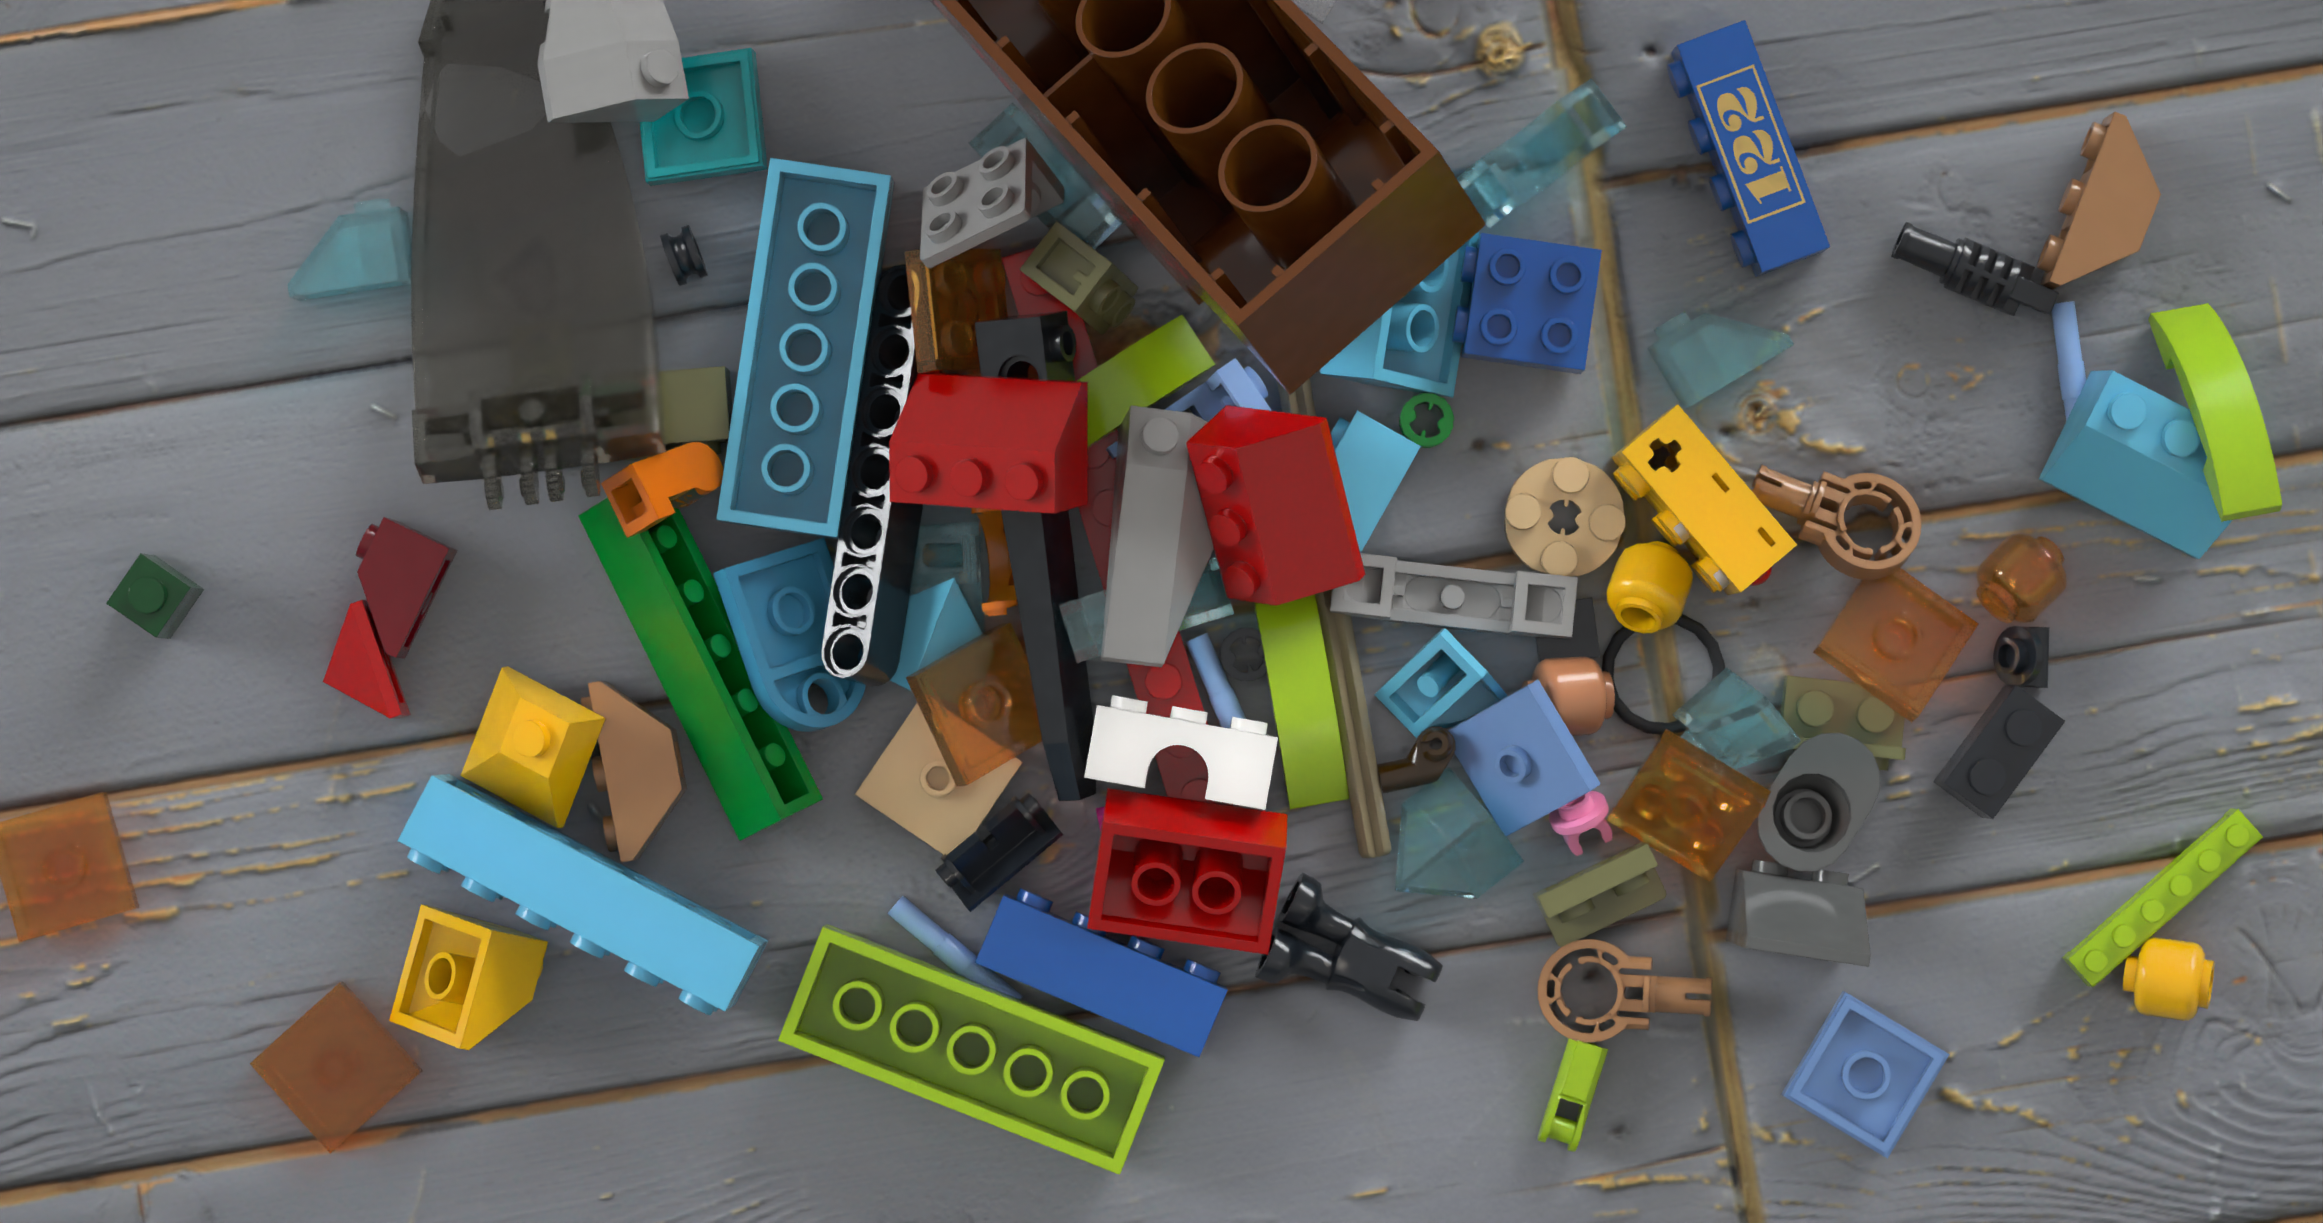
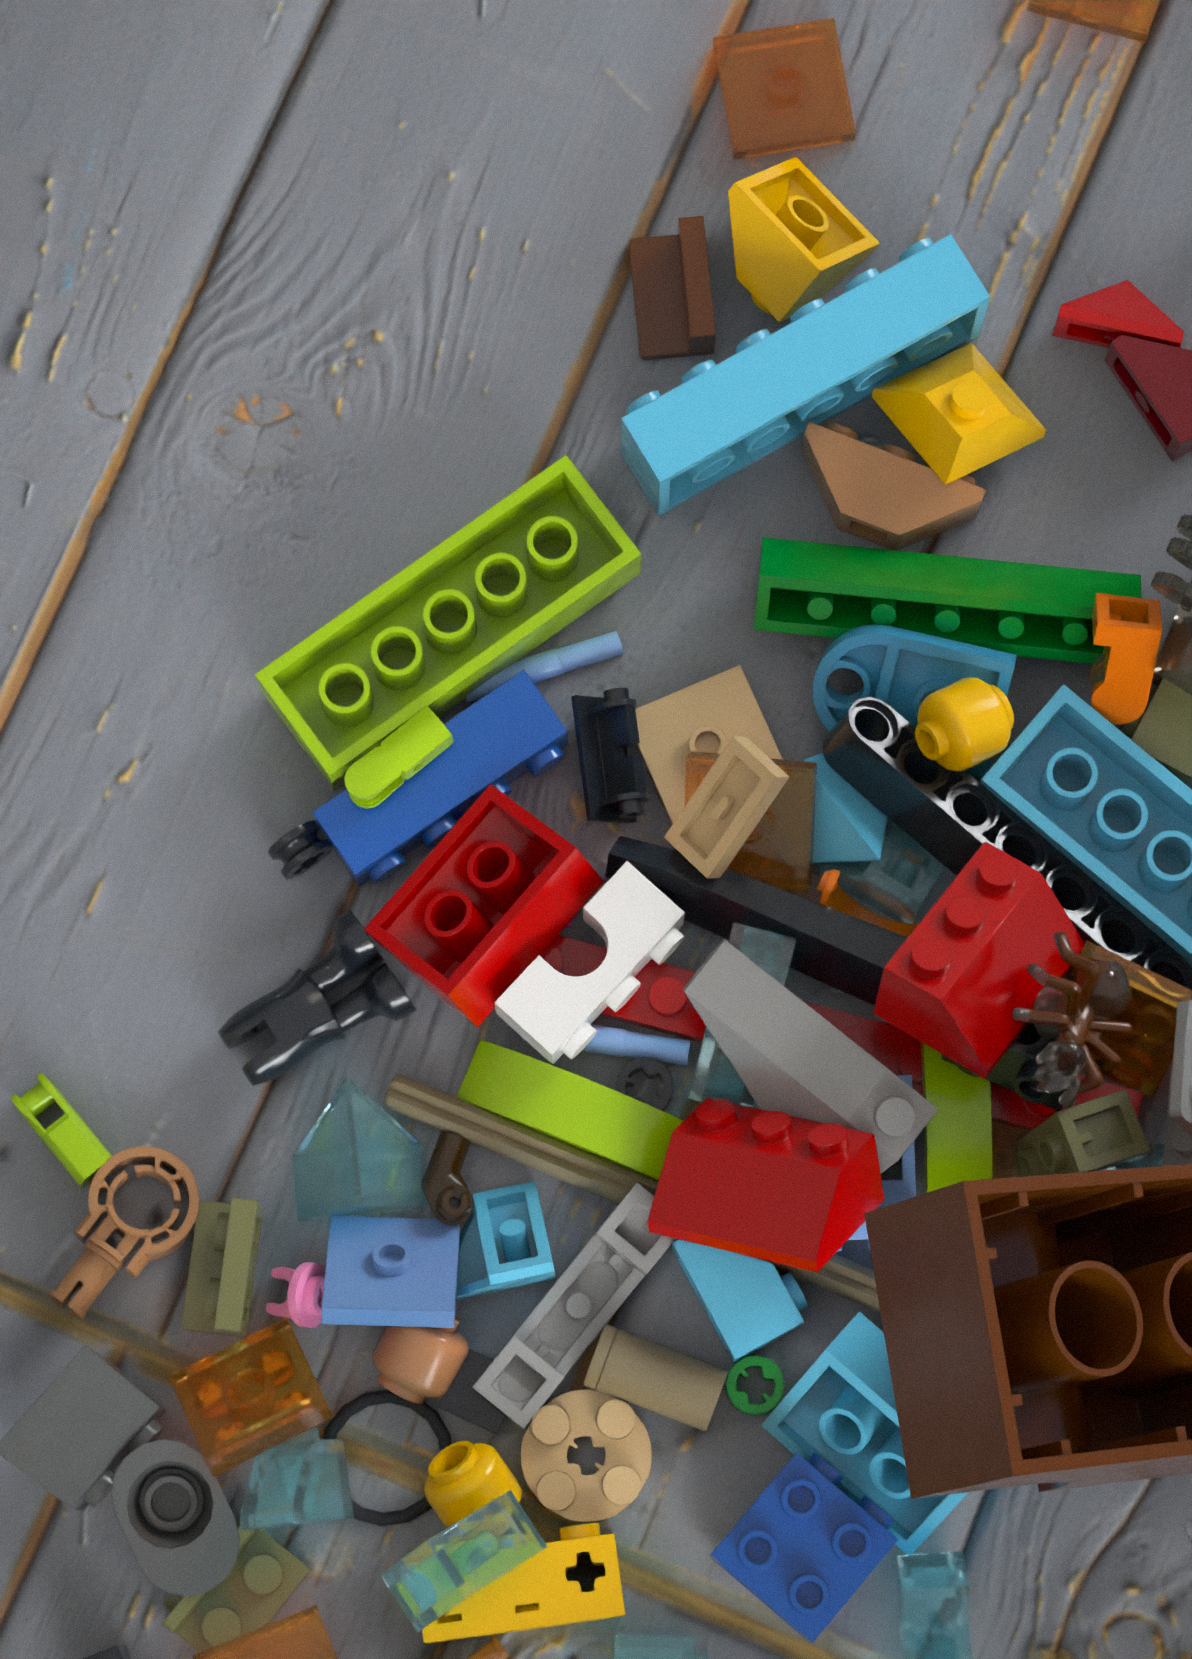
camera: 120 degrees right, 10 degrees down
(573, 1047) = (673, 293): none -> reddish brown panel
(801, 578) = (964, 724): none -> yellow head
(990, 725) = (726, 807): none -> tan plate
(994, 339) = (1076, 1017): none -> animal
(1114, 1015) = (397, 759): none -> lime bar
(1231, 1050) = (300, 849): none -> black bush
(1470, 500) = (655, 1377): none -> dark tan pin
(1719, 551) = (463, 1560): none -> clear light blue slope

